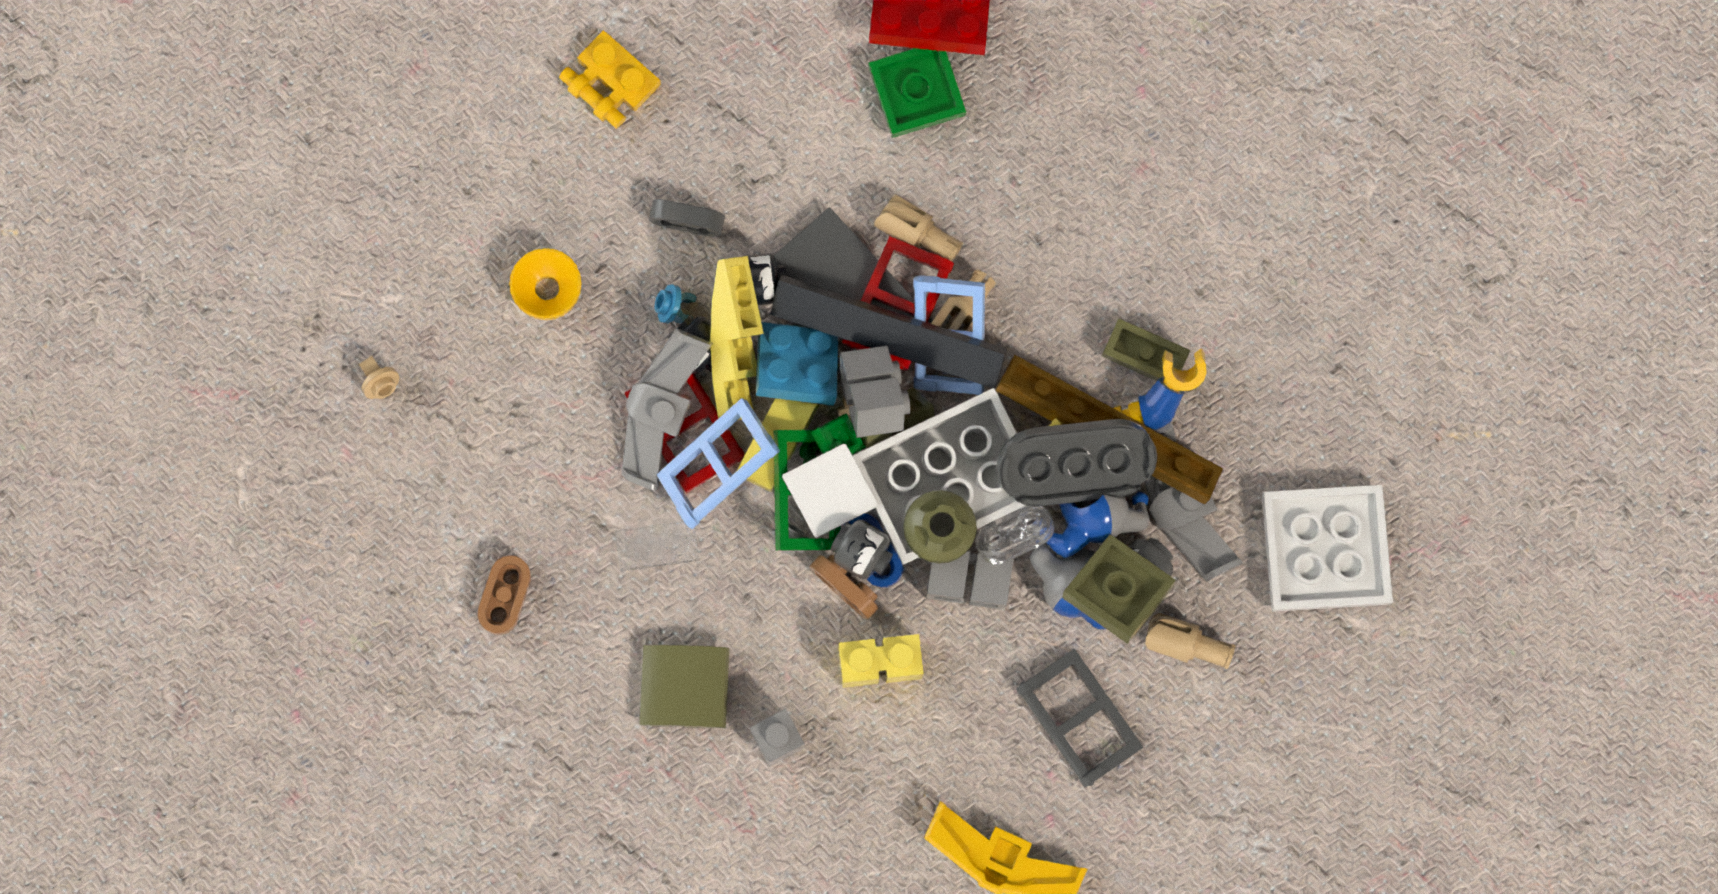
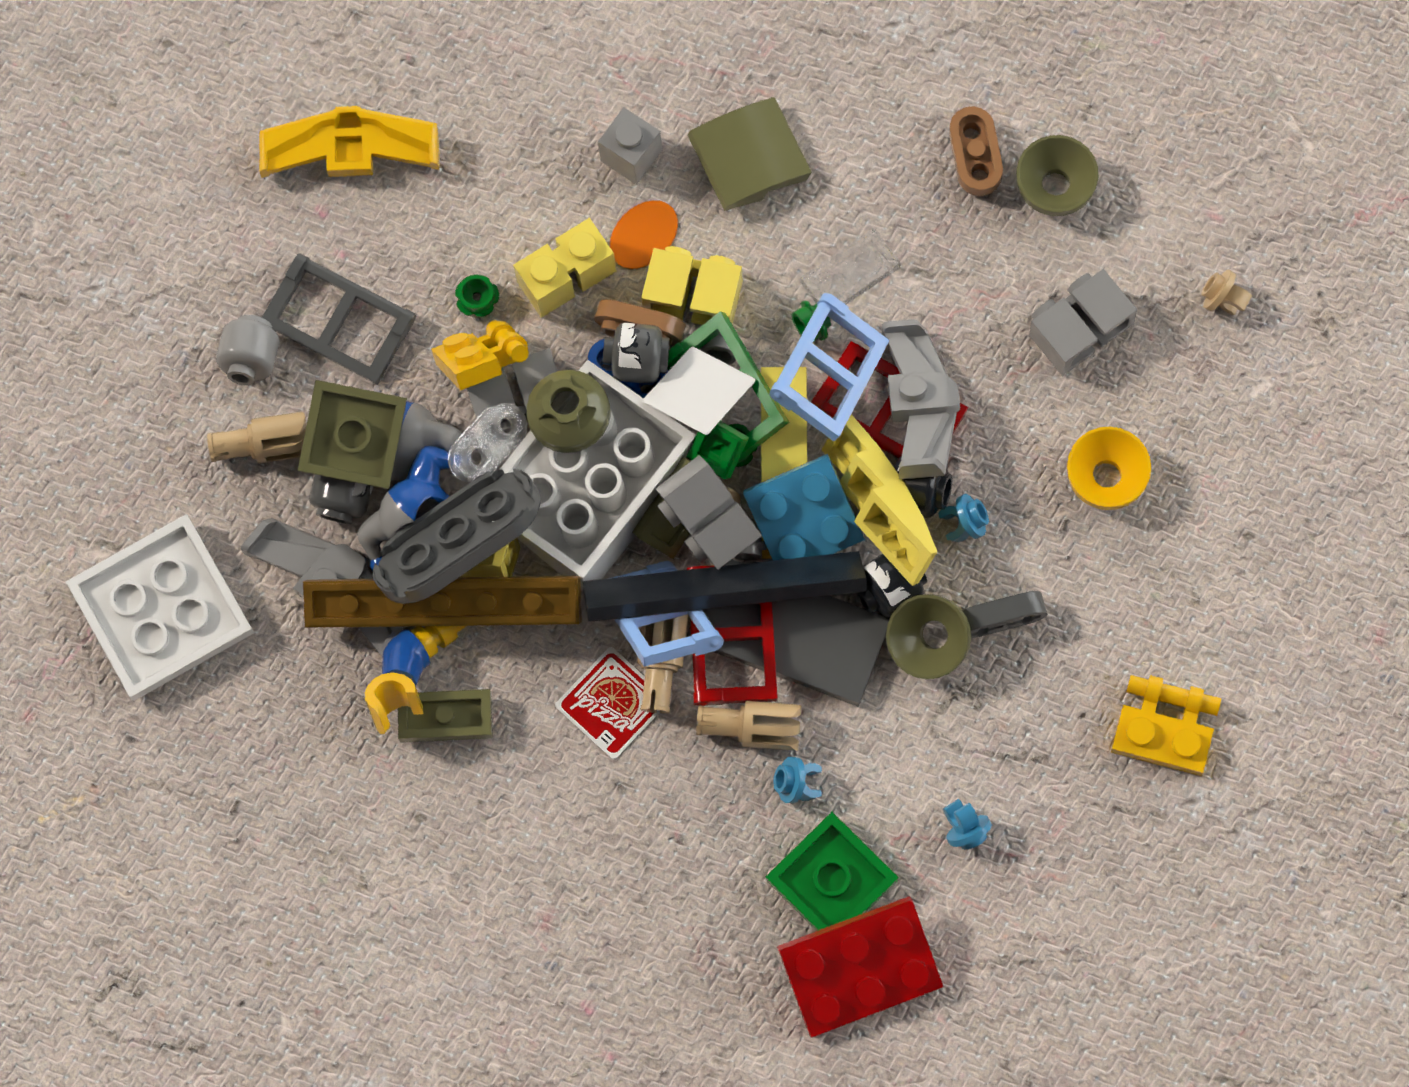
camera: 165 degrees right, 5 degrees down
(439, 522) = (1060, 156): none -> olive piece
(480, 417) = (1090, 315): none -> light grey piece
(710, 525) = (803, 315): none -> green plate
(761, 213) = (907, 642): none -> olive piece
(773, 580) = (671, 278): none -> light yellow piece
(798, 75) = (967, 828): none -> dark azure plate
(801, 667) = (642, 229): none -> orange sticker
(909, 173) = (791, 778): none -> dark azure plate
(960, 668) = (472, 285): none -> green plate
(996, 616) = (475, 360): none -> yellow plate
(1017, 307) = (608, 703): none -> sticker
(1165, 722) = (247, 349): none -> light grey head

